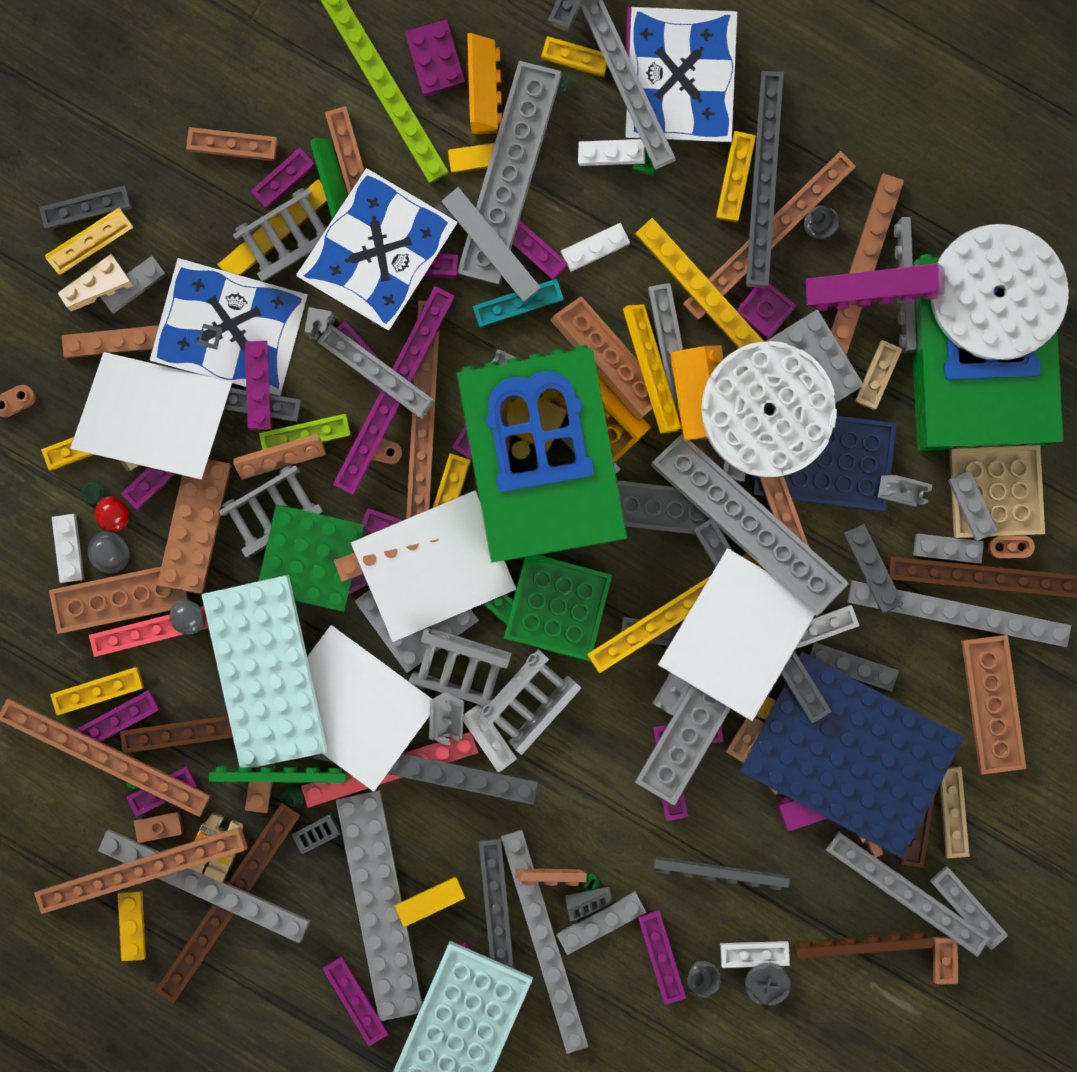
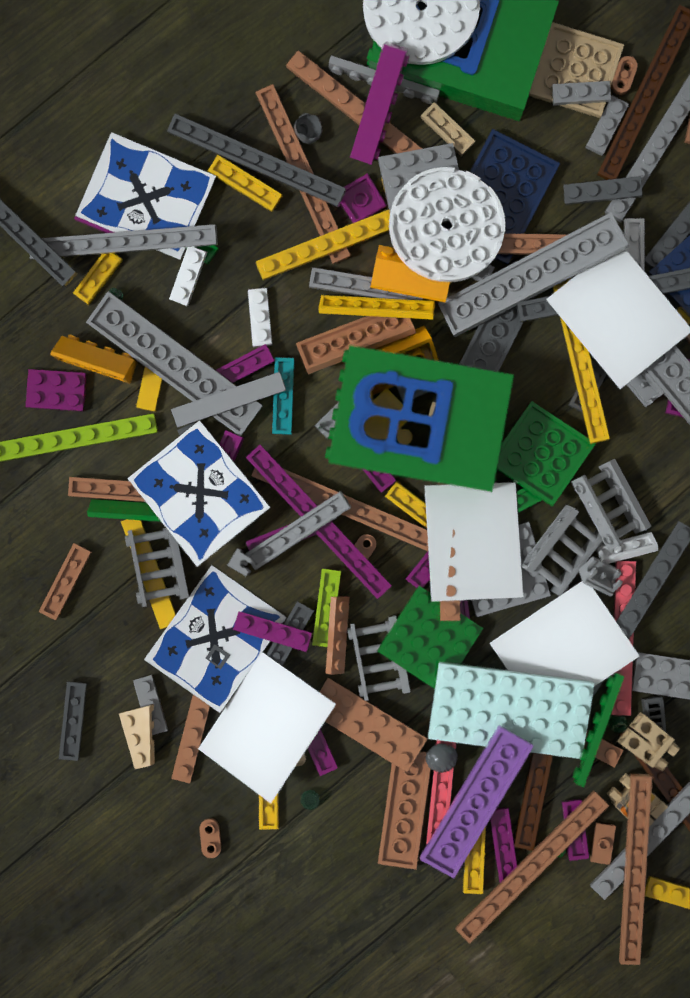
camera: 65 degrees left, 0 degrees up
(67, 548) = (348, 836): white plate -> none
(89, 241) = (102, 728): yellow plate -> none
(108, 552) = (363, 804): dark grey hat -> none
(111, 514) = (333, 790): red hair -> none
(152, 670) = (476, 801): none -> medium lavender plate
(283, 178) = (109, 549): magenta plate -> none
(283, 843) = (654, 746): none -> tan hips
(903, 490) = (548, 143): light grey hinge -> none

